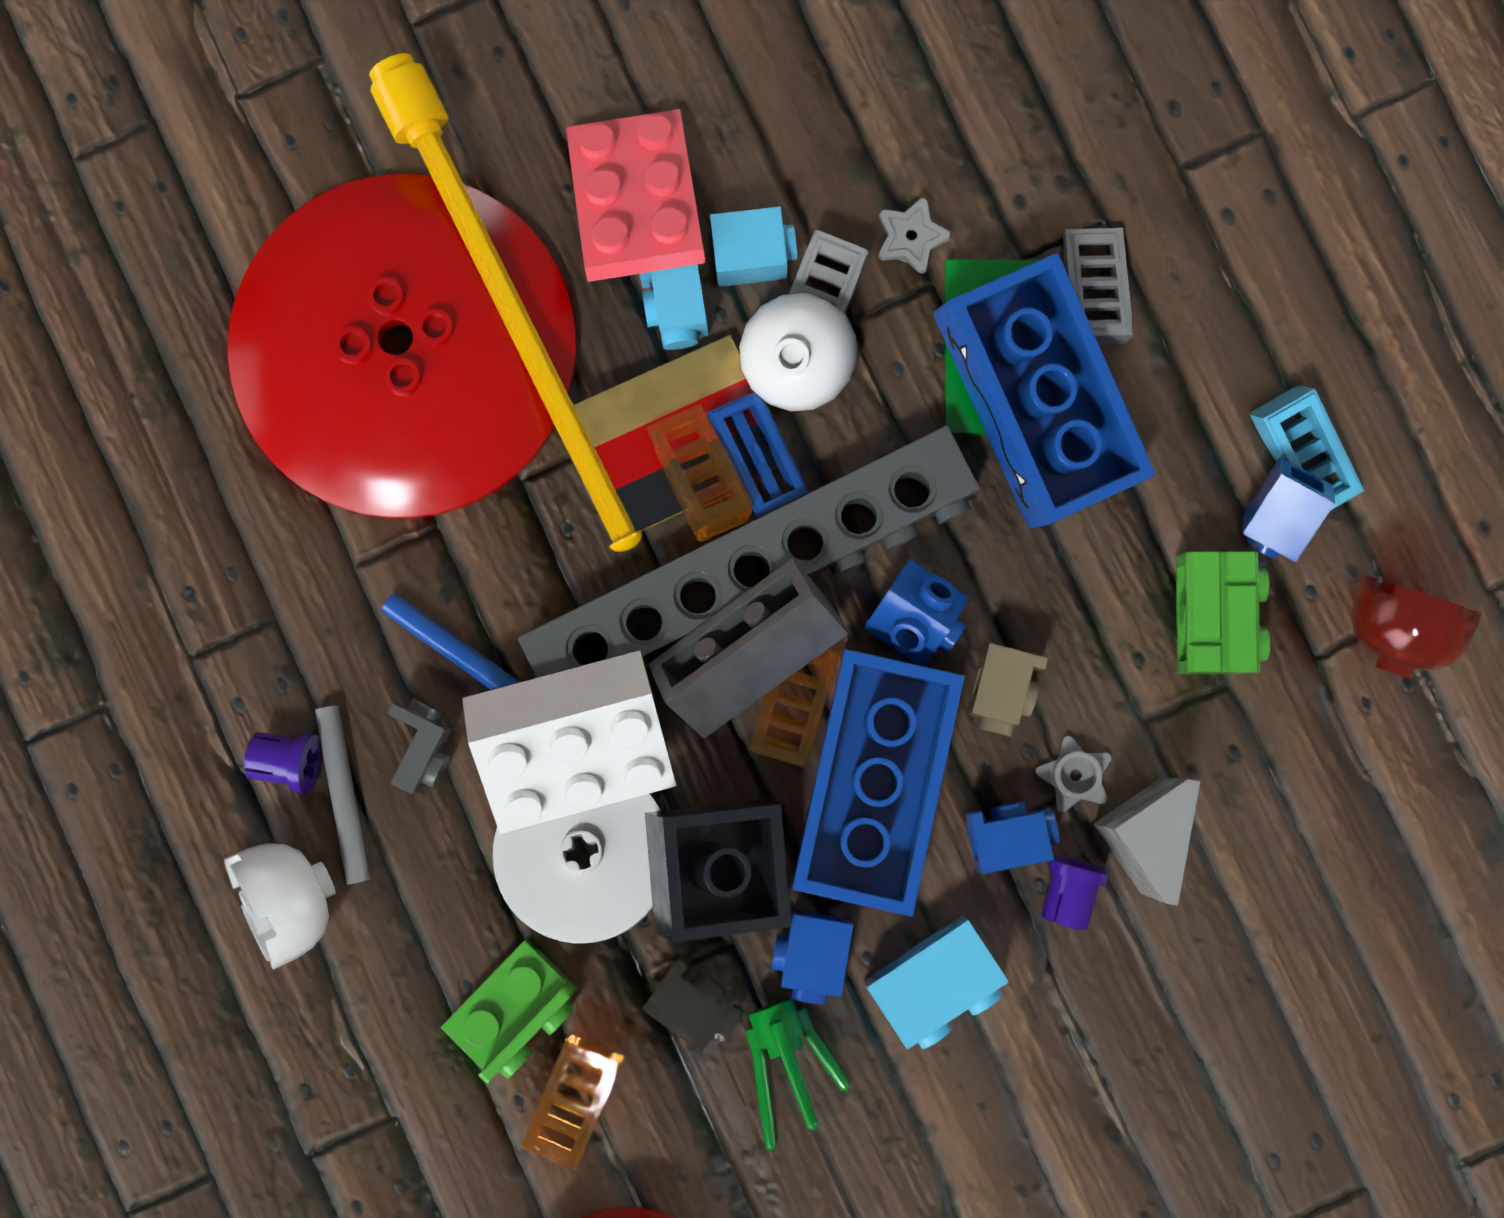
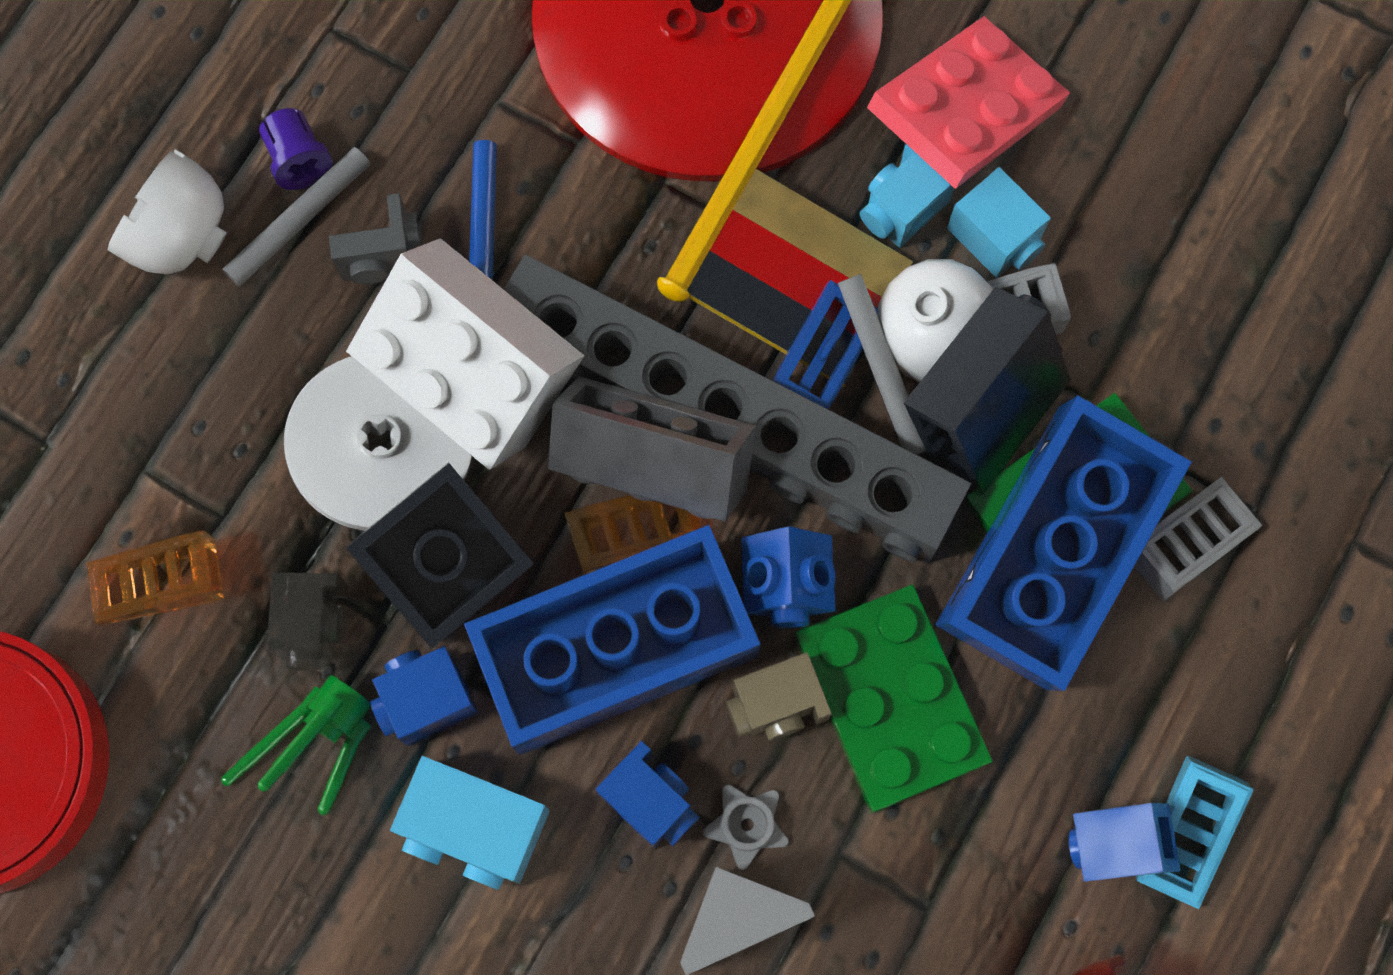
camera: 50 degrees right, 10 degrees down
(509, 1010) = (201, 473): bright green bracket -> none
(720, 516) = (755, 342): clear orange slope -> none
(802, 421) = (880, 360): none -> light grey bar
(884, 355) = (989, 388): none -> black brick
(915, 251) = (1107, 366): light grey plate -> none
(1059, 600) = (893, 698): none -> green plate
(1072, 892) = (637, 890): dark purple bush -> none
(1220, 613) = (987, 849): bright green brick -> none

